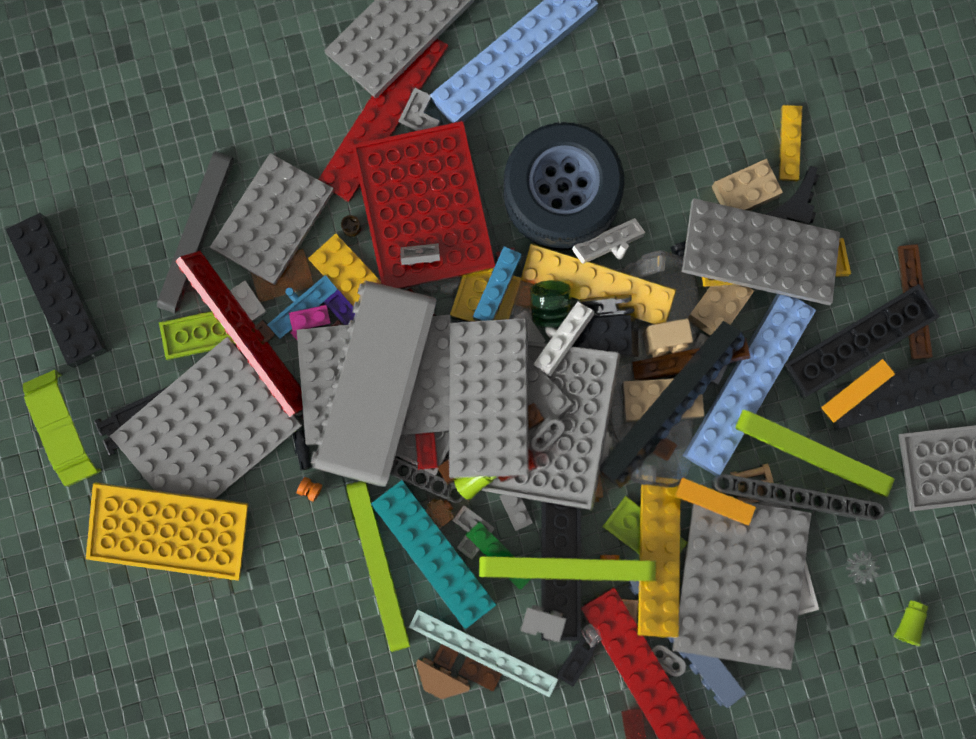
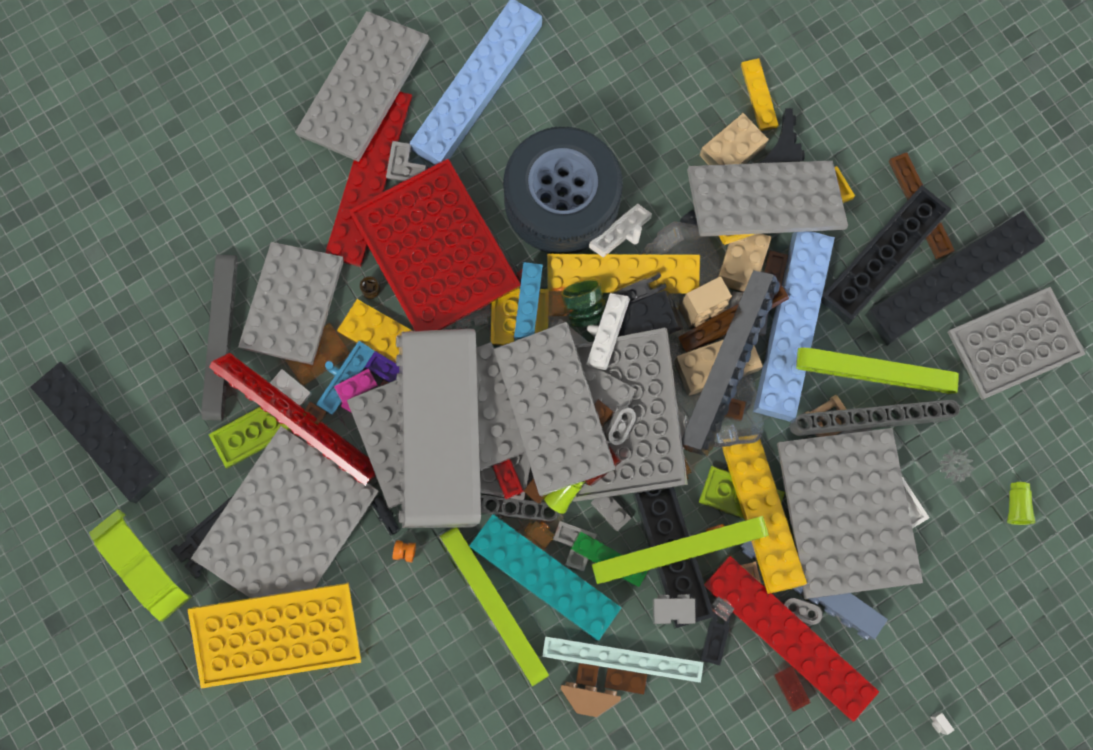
camera: 25 degrees left, 5 degrees down
(420, 254) = (445, 292): light grey plate -> none
(715, 501) = (799, 443): light orange tile -> none
(750, 321) = (776, 264): none -> reddish brown plate
(858, 390) = (898, 299): light orange tile -> none

